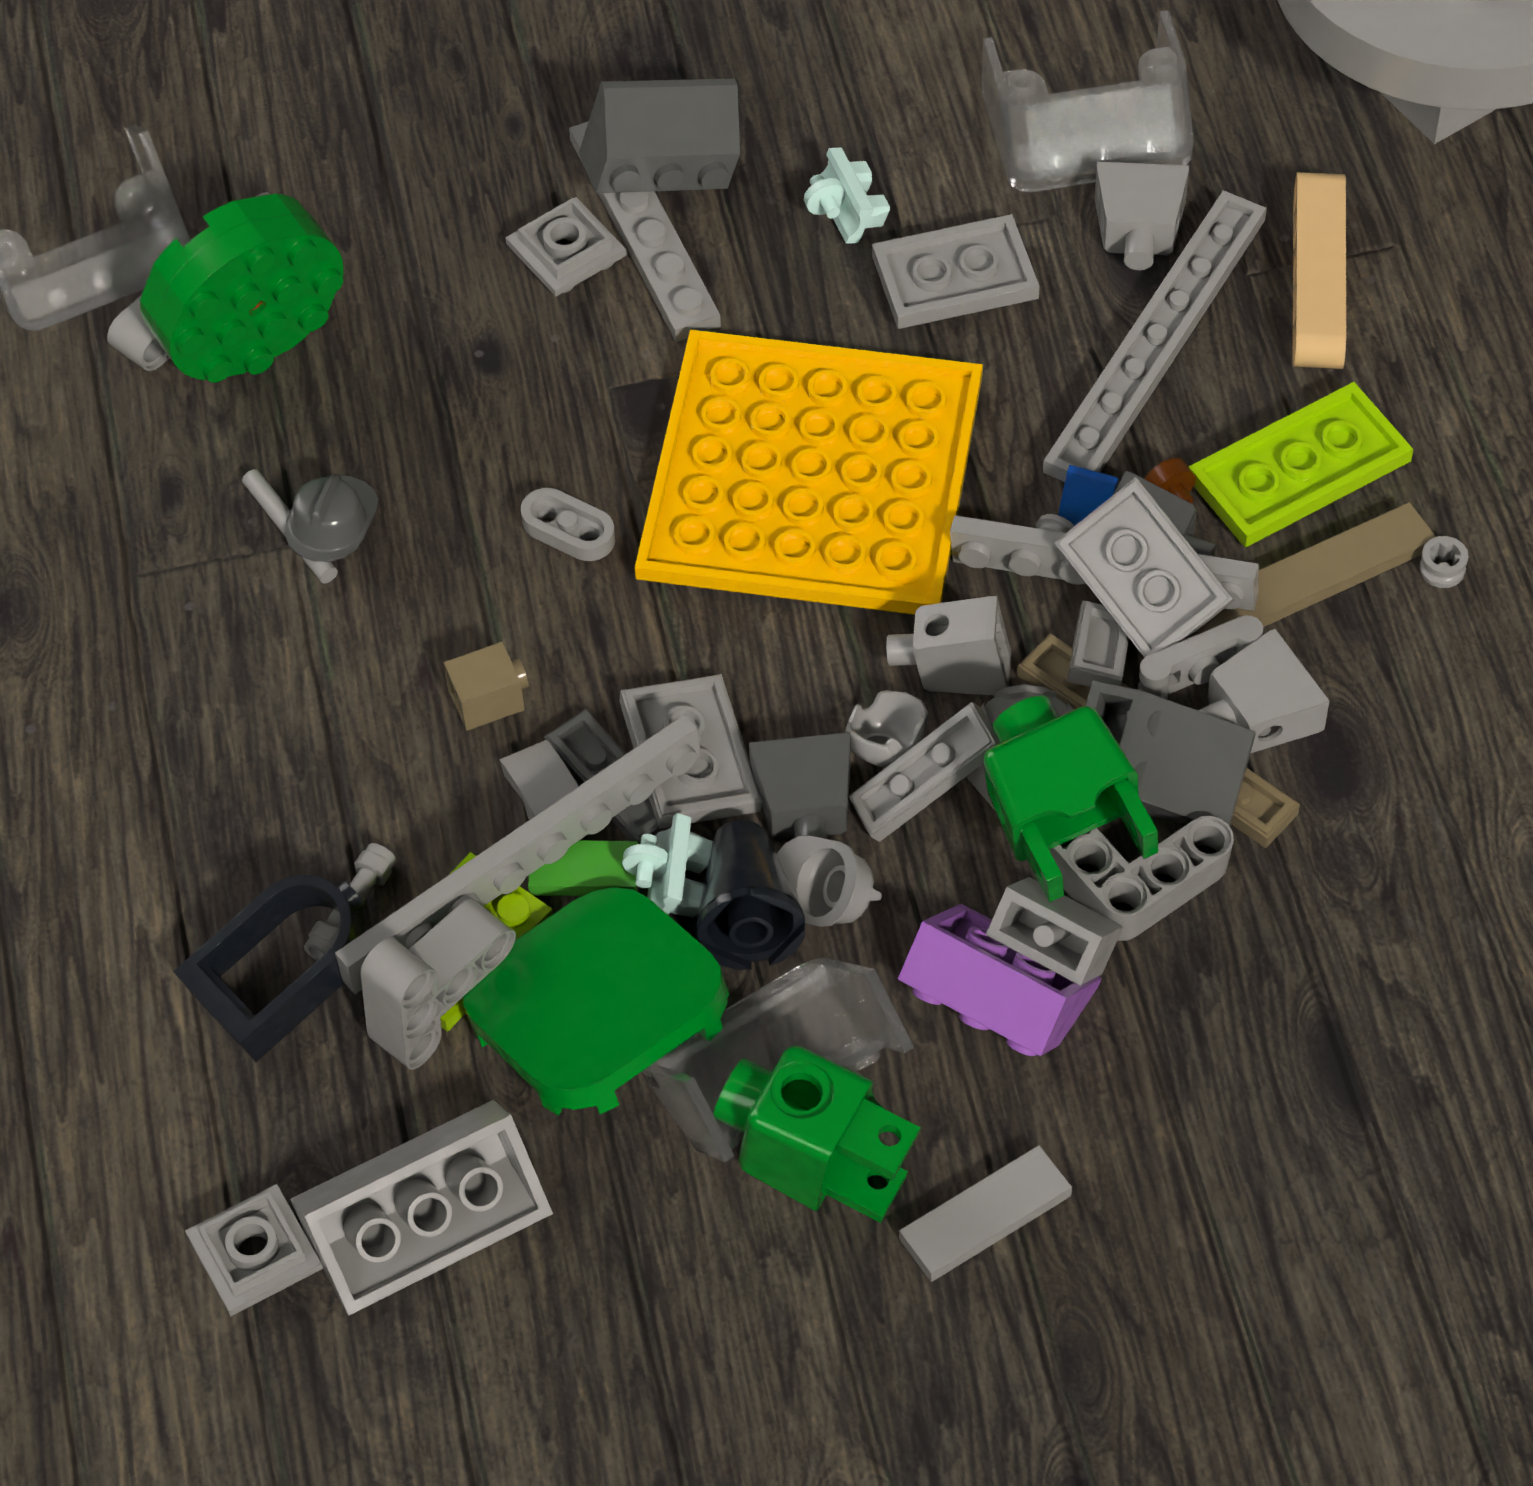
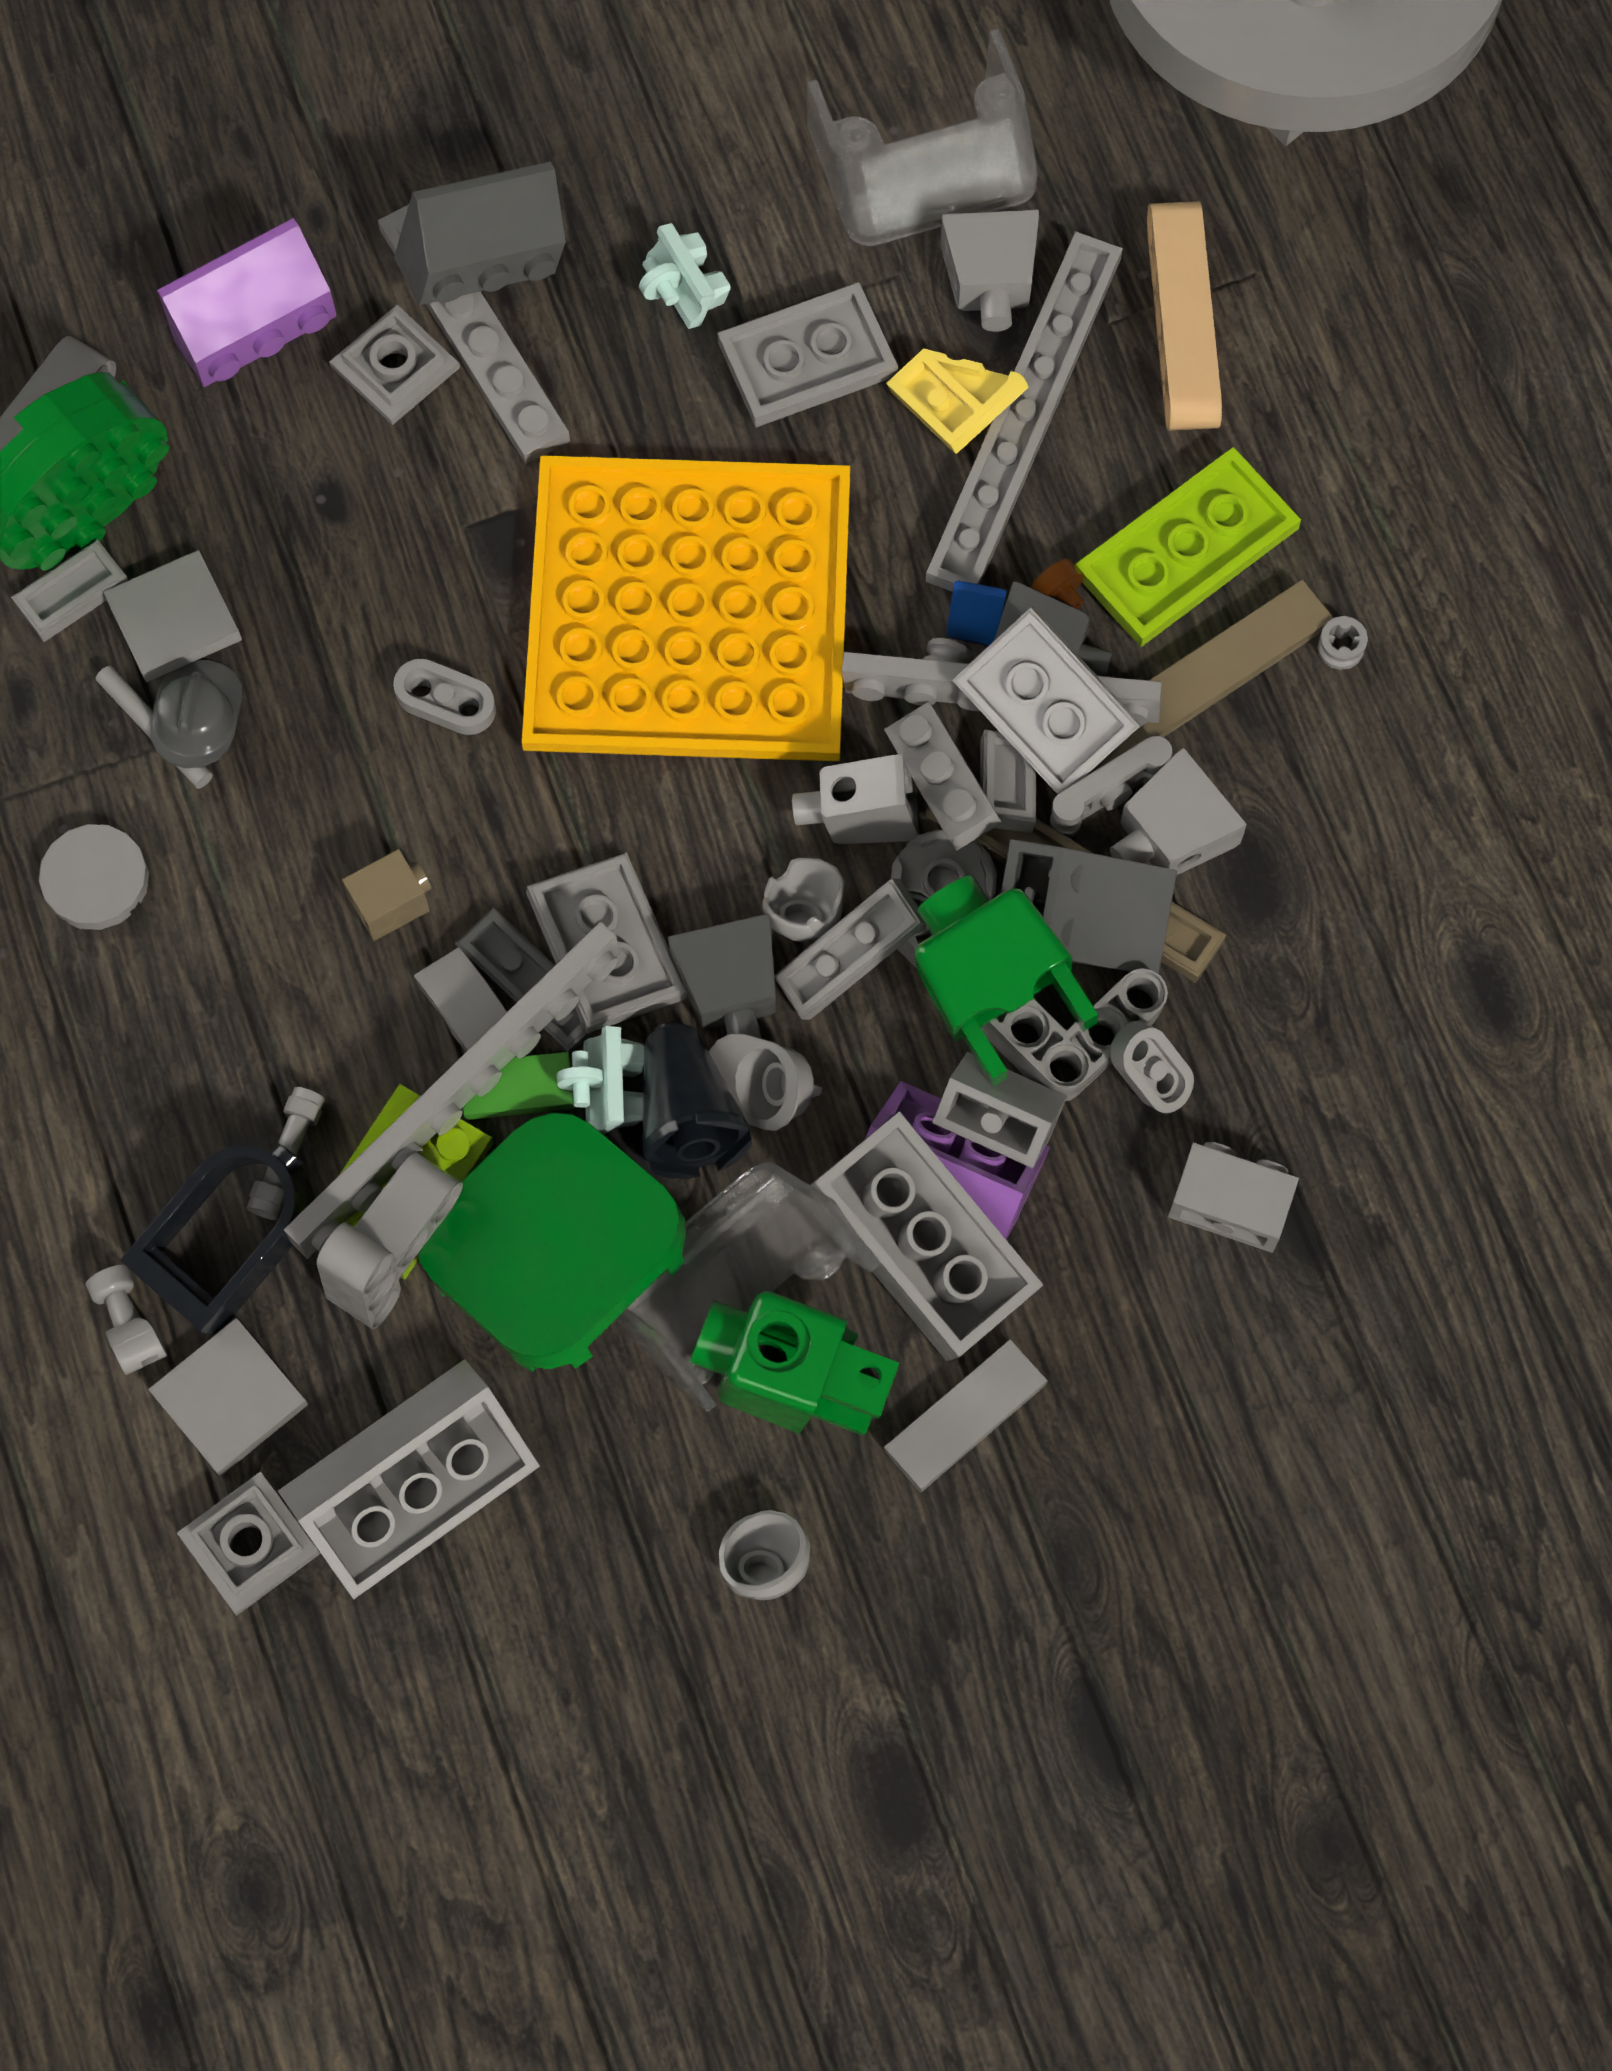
camera: 10 degrees left, 15 degrees up
(174, 1046) = (132, 1337): none -> light grey leg
(210, 646) = (93, 876): none -> light grey tile
(232, 405) = (69, 590): none -> light grey tile
(257, 1115) = (228, 1397): none -> light grey tile
(323, 433) = (172, 616): none -> light grey tile
(436, 177) = (247, 303): none -> slope
(764, 1314) = (764, 1555): none -> light grey piece
(968, 1033) = (928, 1238): none -> light grey slope
(1037, 633) = (943, 776): none -> light grey plate
(1090, 315) = (954, 395): none -> light yellow wing
(1207, 903) = (1144, 1058): none -> light grey plate
(1279, 1037) = (1234, 1196): none -> light grey brick

